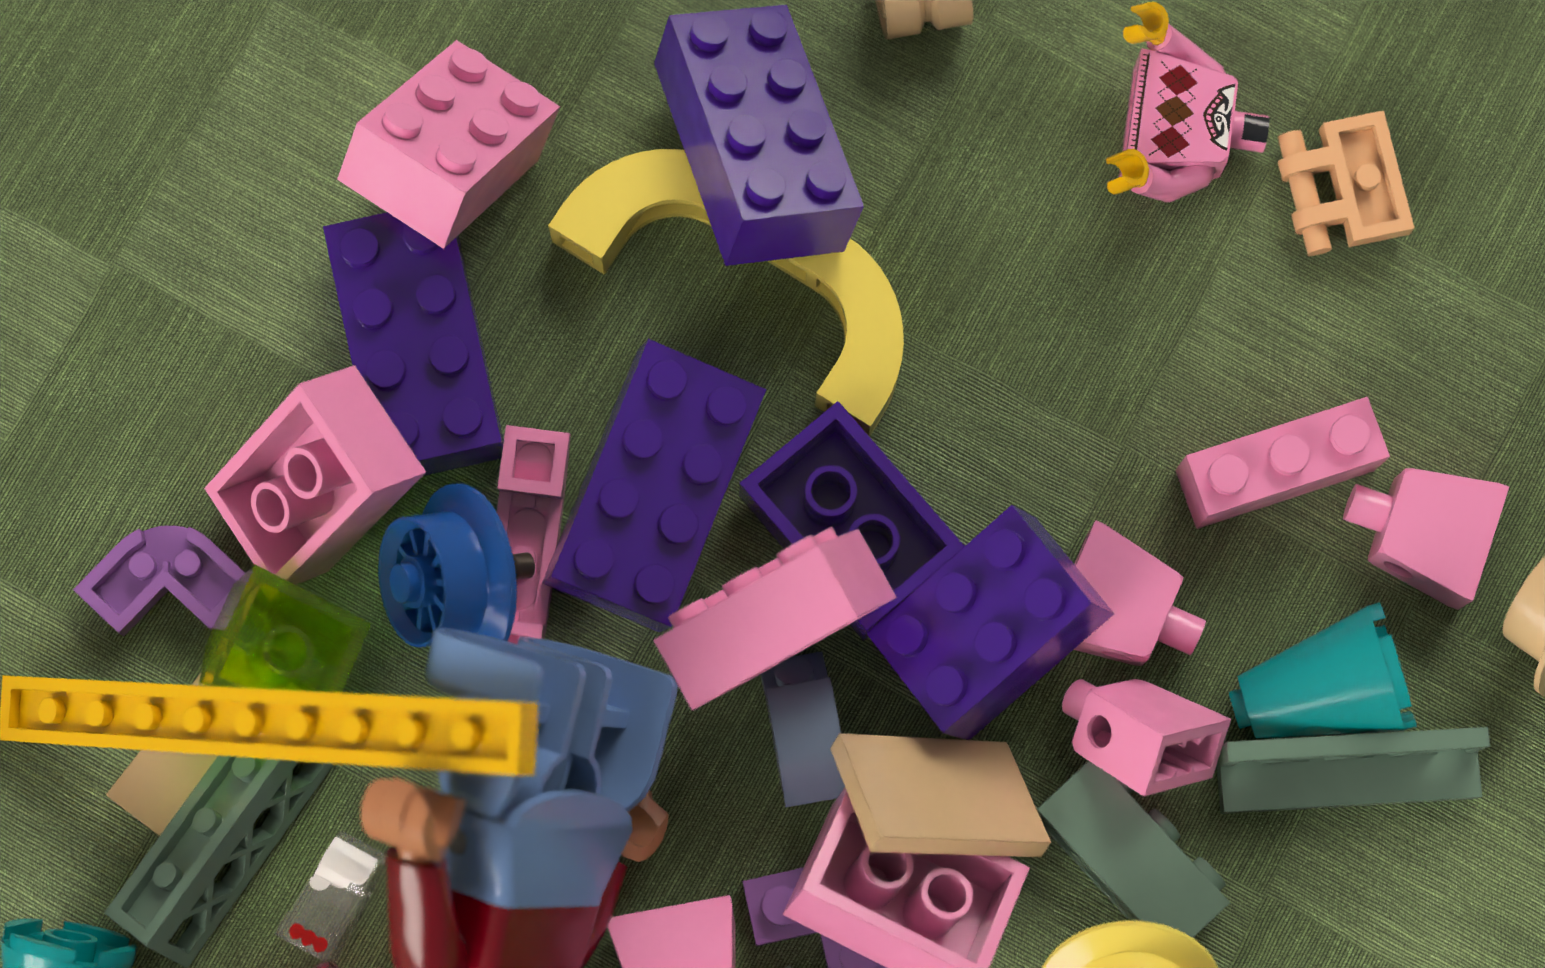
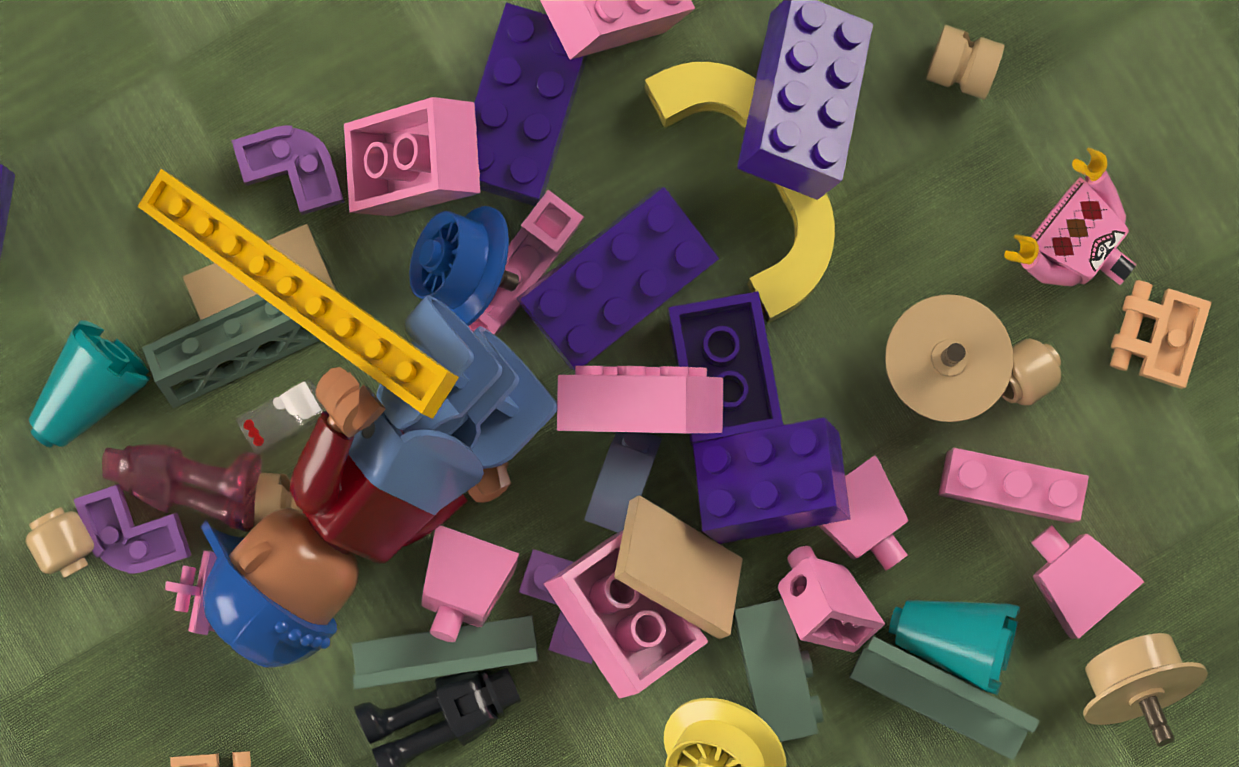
camera: 30 degrees right, 5 degrees up
(281, 638) = (337, 245): clear neon green slope -> none
(1115, 351) = (949, 358): none -> tan piece
(1216, 317) = (1033, 372): none -> tan head

